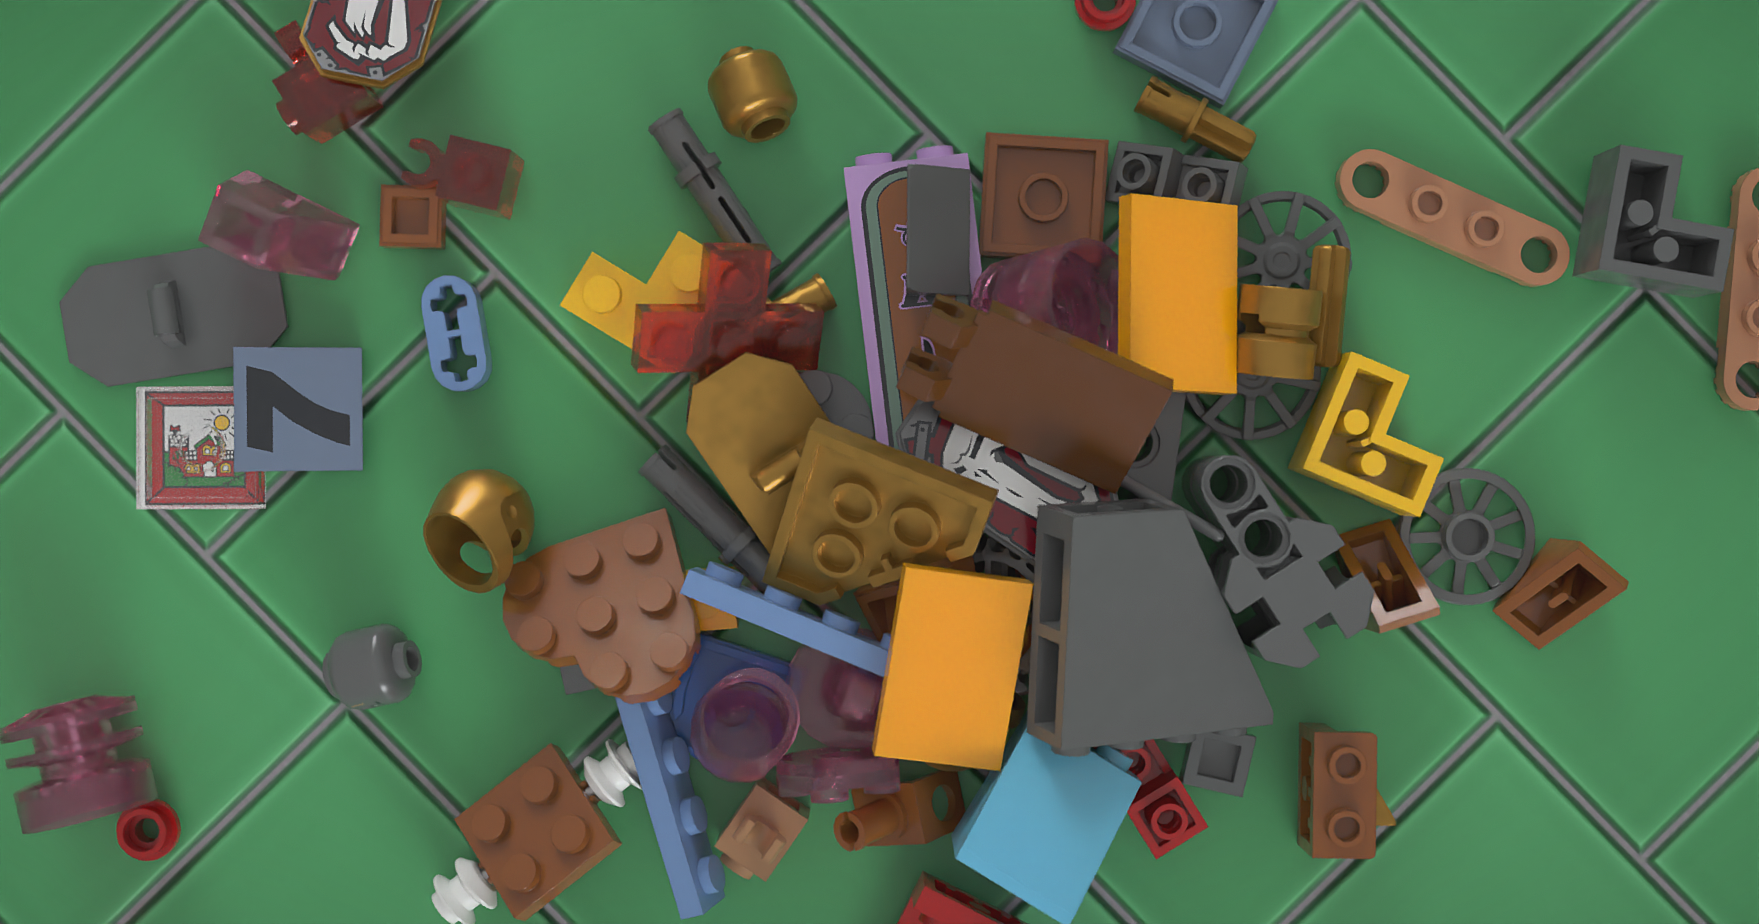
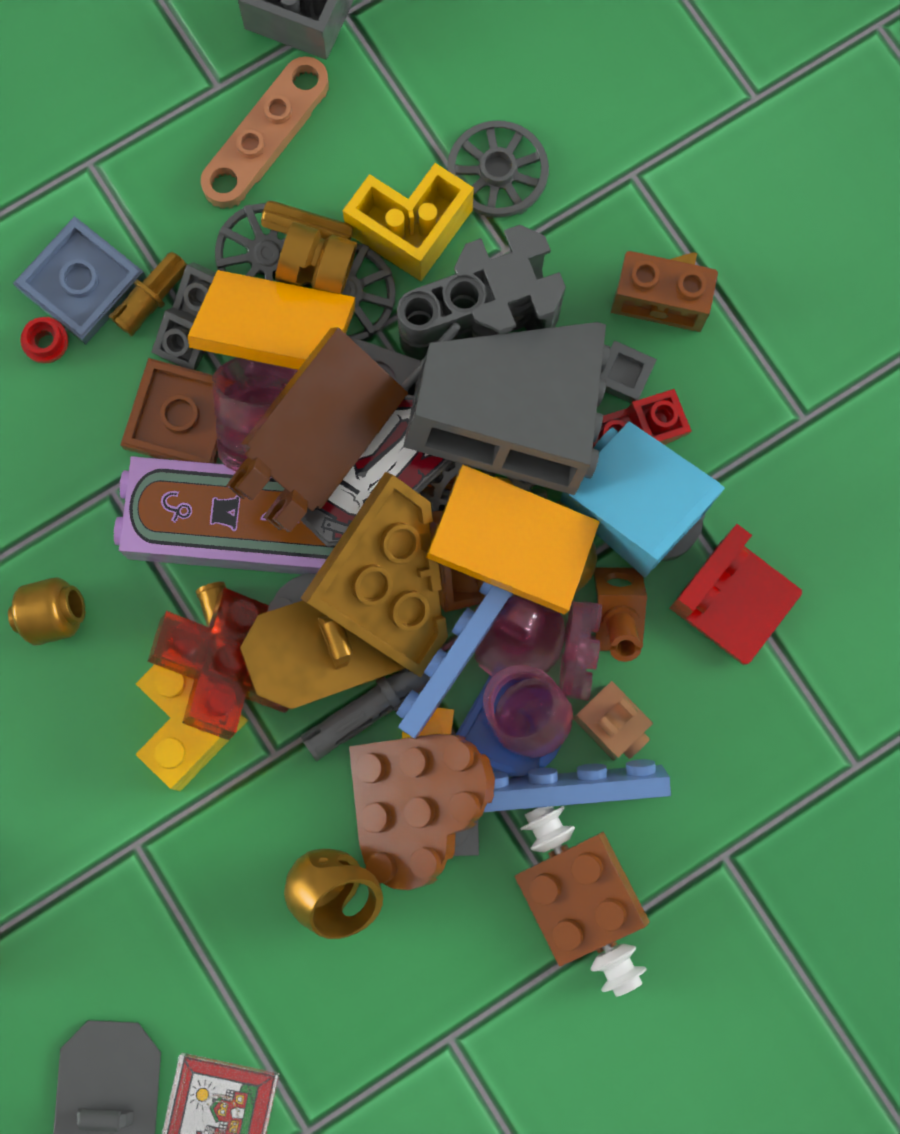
camera: 80 degrees left, 10 degrees down
(277, 228) = (56, 1008): clear pink slope -> none
(297, 409) = (205, 1025): sand blue tile -> none
(371, 667) = (424, 1007): dark grey head -> none
(412, 218) = (75, 900): dark orange tile -> none
(442, 337) = (175, 896): medium blue beam -> none
(470, 175) = (55, 841): clear red brick -> none
(704, 180) = (99, 664): dark grey pin -> none
(937, 231) = (181, 489): dark grey slope -> none
(1399, 587) = (528, 210): dark orange slope -> none
(1558, 591) = (549, 110): dark orange slope -> none

